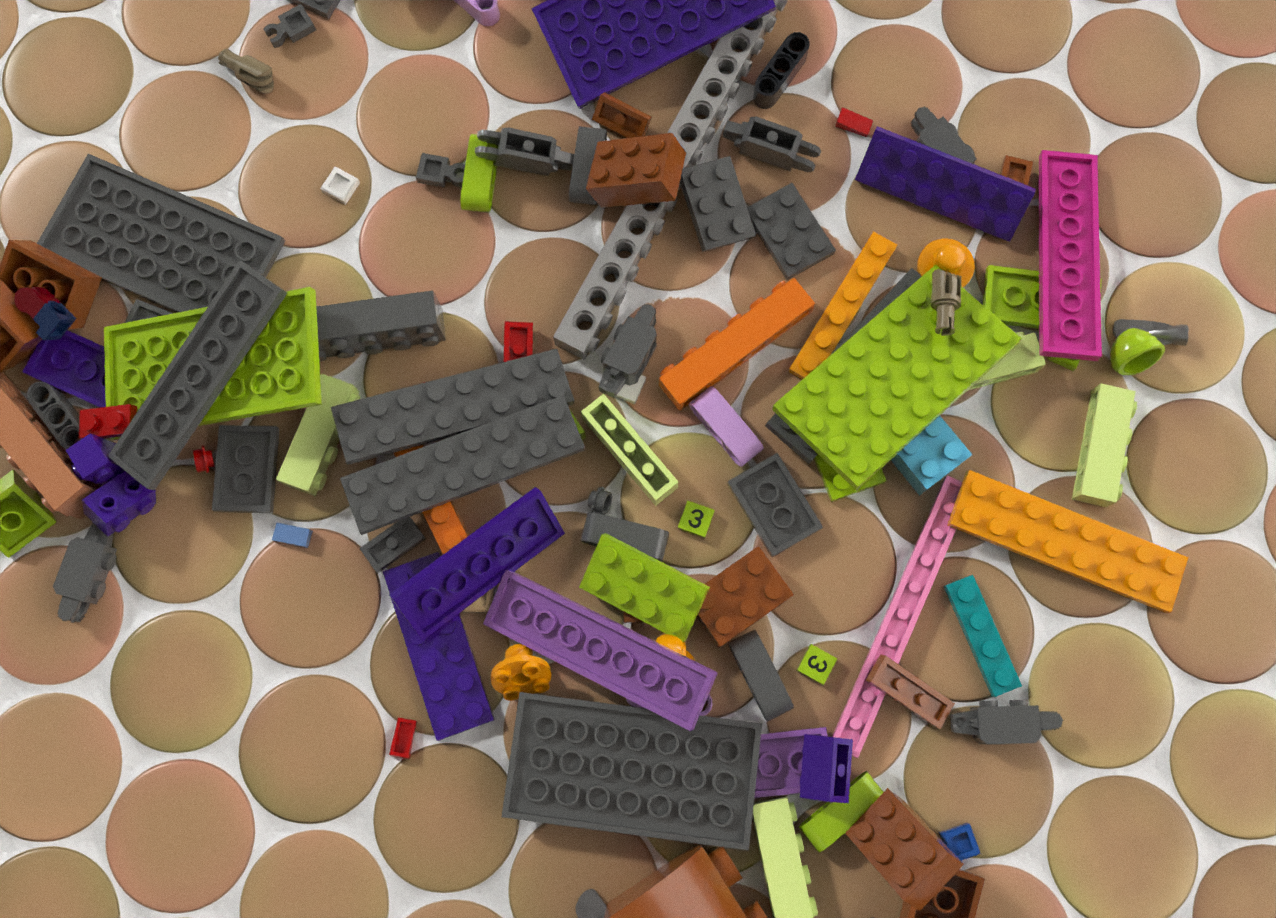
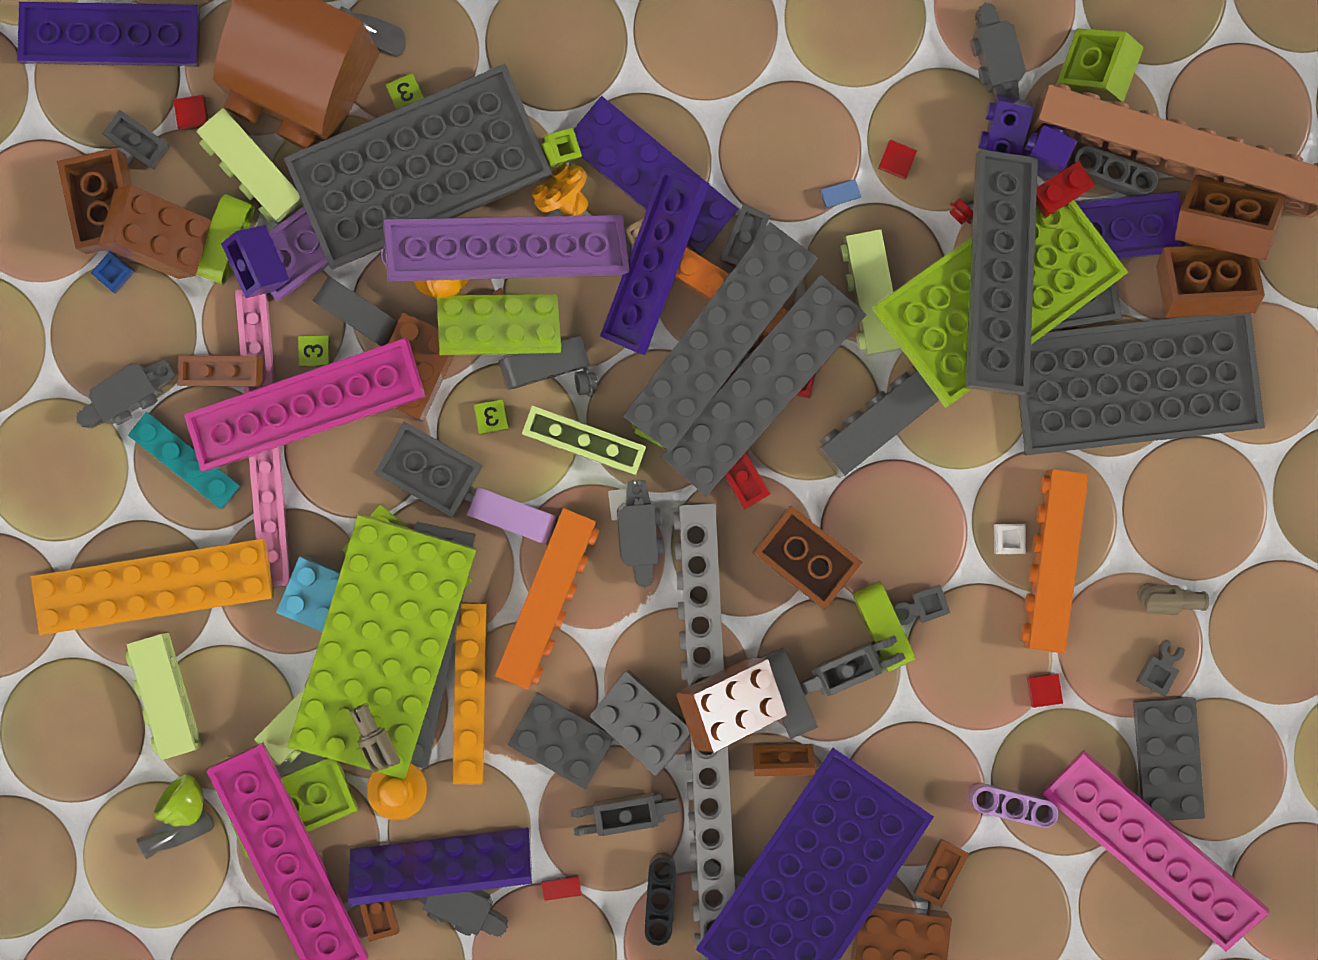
camera: 145 degrees right, 10 degrees up
(45, 310) = (1187, 252): leg -> none
(226, 535) = (897, 159): none -> red tile
(245, 469) = (916, 223): dark grey plate -> none
(315, 147) = (1055, 560): none -> orange brick
(388, 61) = (1045, 690): none -> red tile
(403, 738) = (632, 81): red piece -> none
(498, 711) = (560, 147): none -> lime brick
(506, 255) = (807, 557): none -> dark orange brick
(606, 849) = (404, 91): none -> lime tile
(851, 613) = (305, 405): none -> dark pink plate

